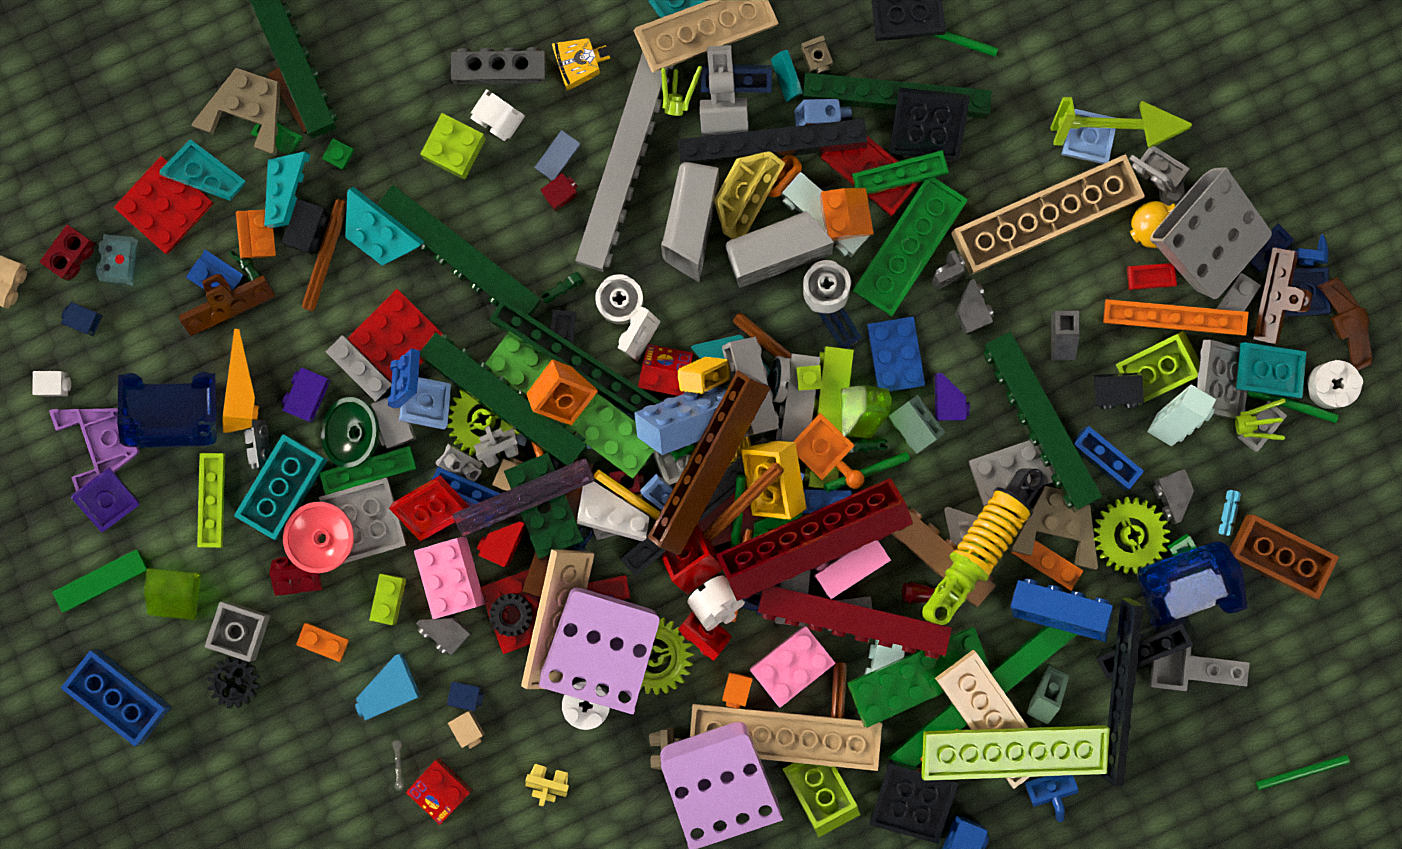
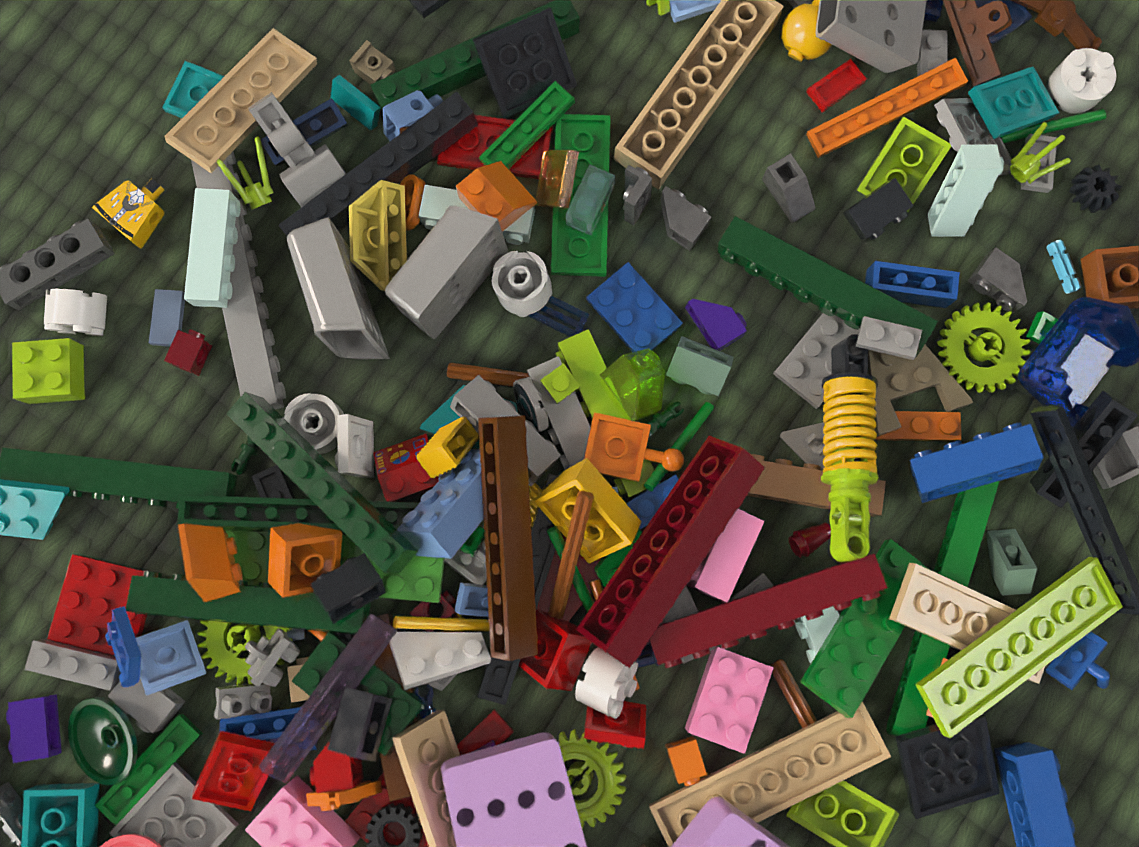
camera: 30 degrees left, 5 degrees down
(493, 569) = (334, 799): none -> orange plate
(497, 357) = (210, 561): none -> orange slope
(535, 527) = (359, 724): none -> black brick
(579, 431) = (348, 587): none -> black brick
(603, 348) = (323, 484): none -> dark green brick
(621, 129) = (211, 248): none -> light aqua brick
(897, 226) = (556, 178): none -> clear orange tile
(912, 256) = (590, 199): none -> clear light blue brick
(1059, 487) = (888, 338): none -> light grey plate
(1287, 479) = (1095, 188): none -> black gear

